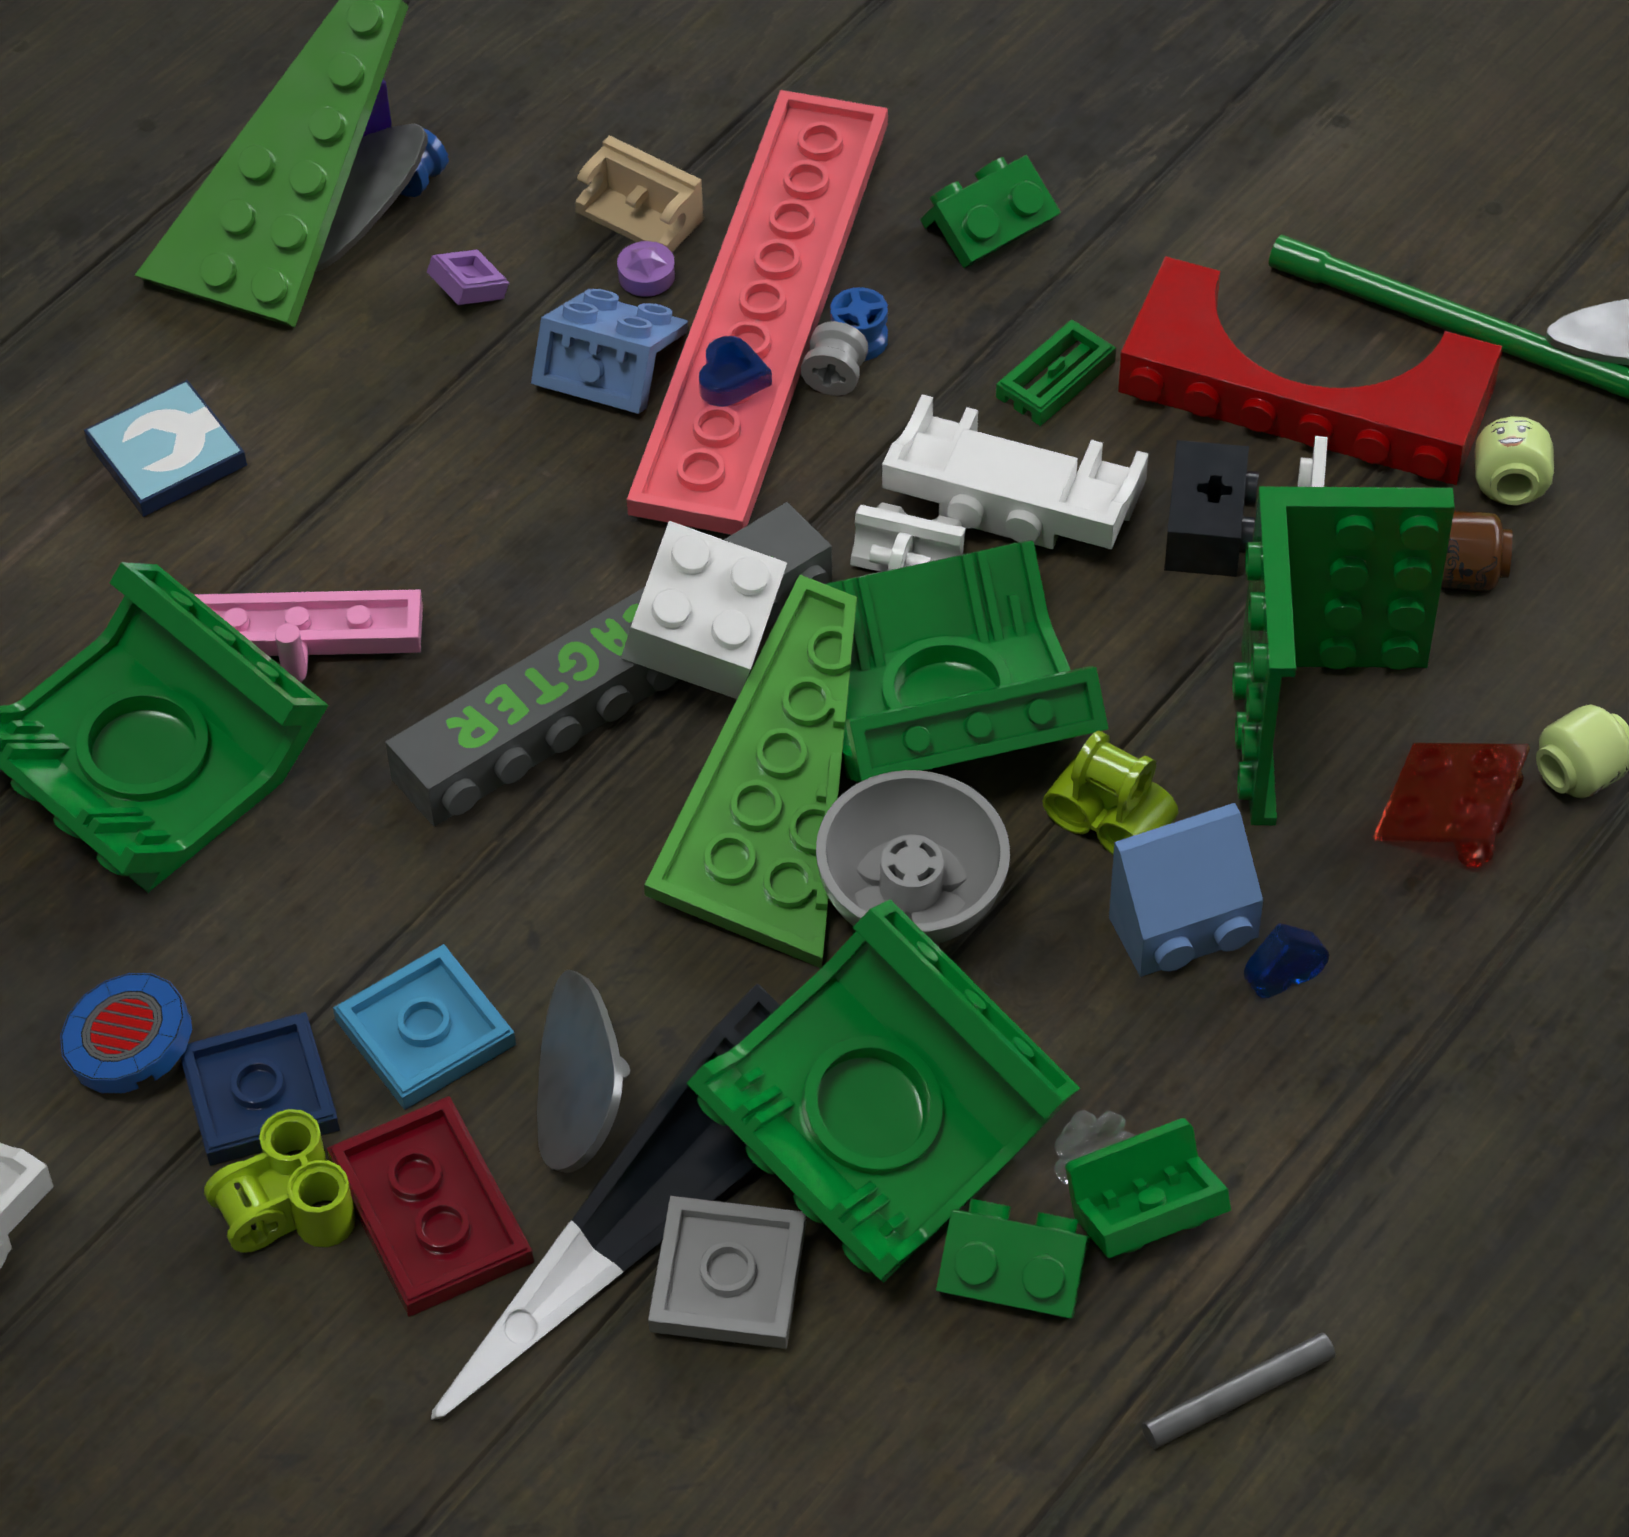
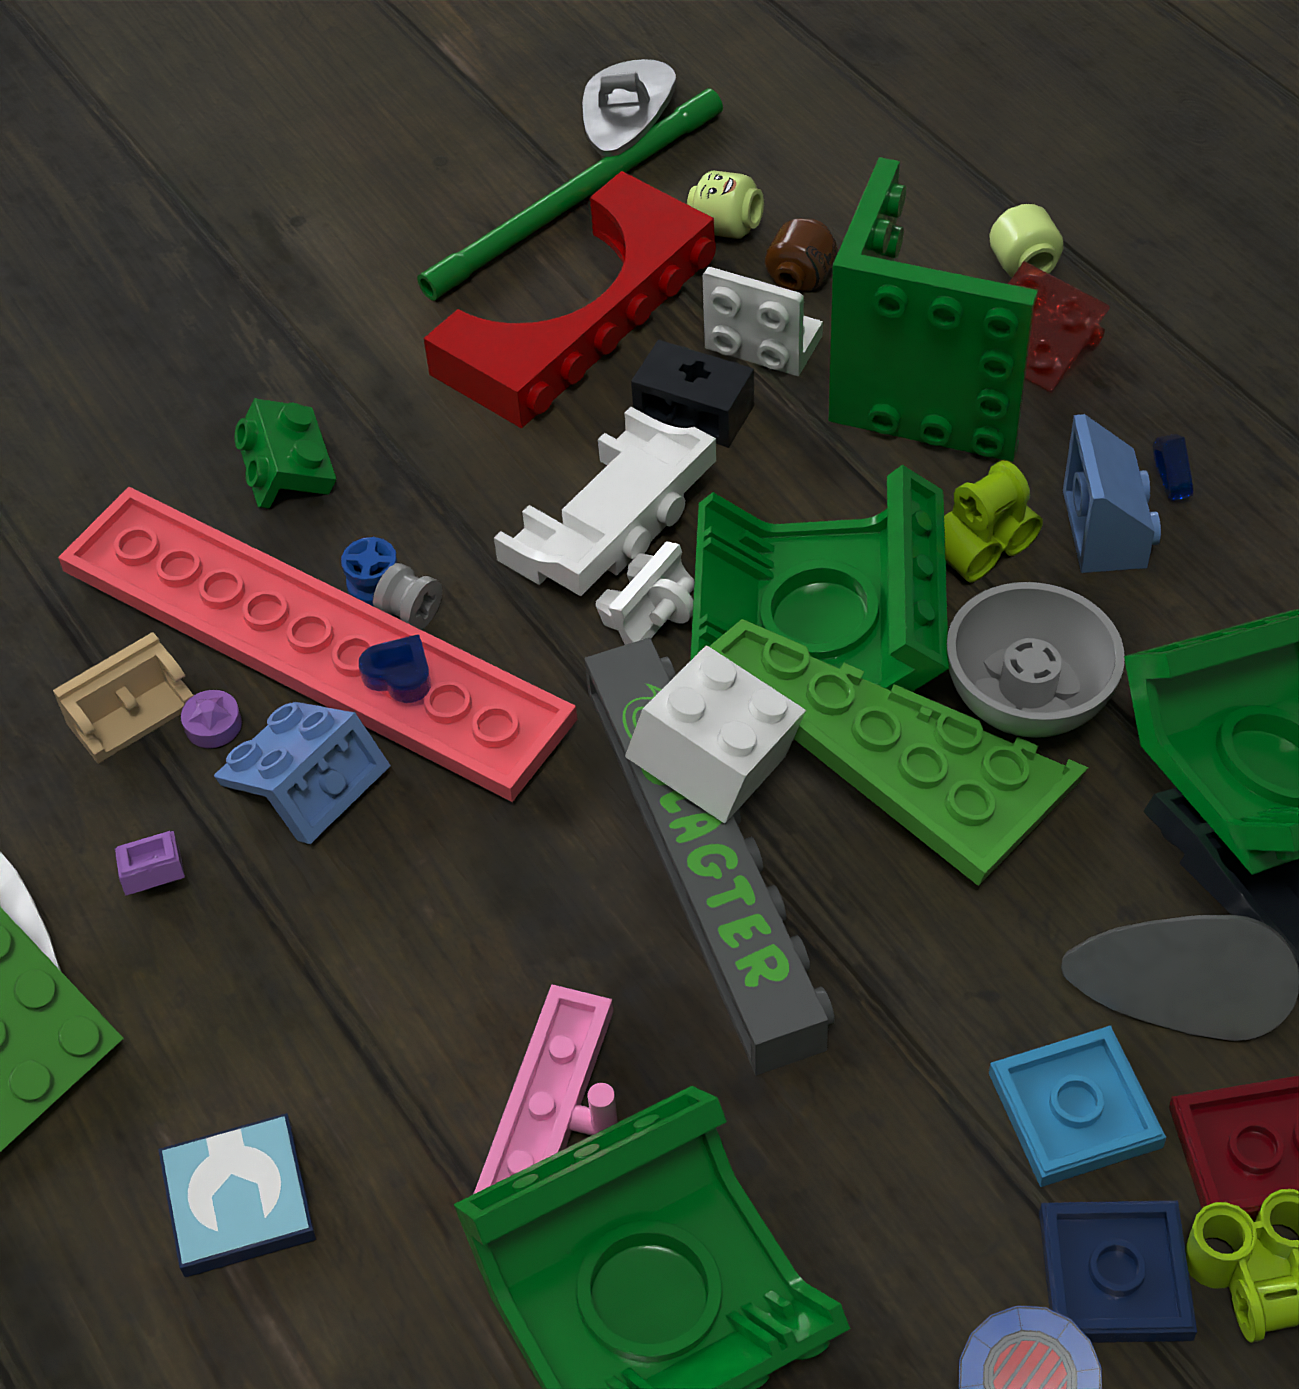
camera: 70 degrees left, 0 degrees up
(1064, 377) = (503, 484): green tile -> none

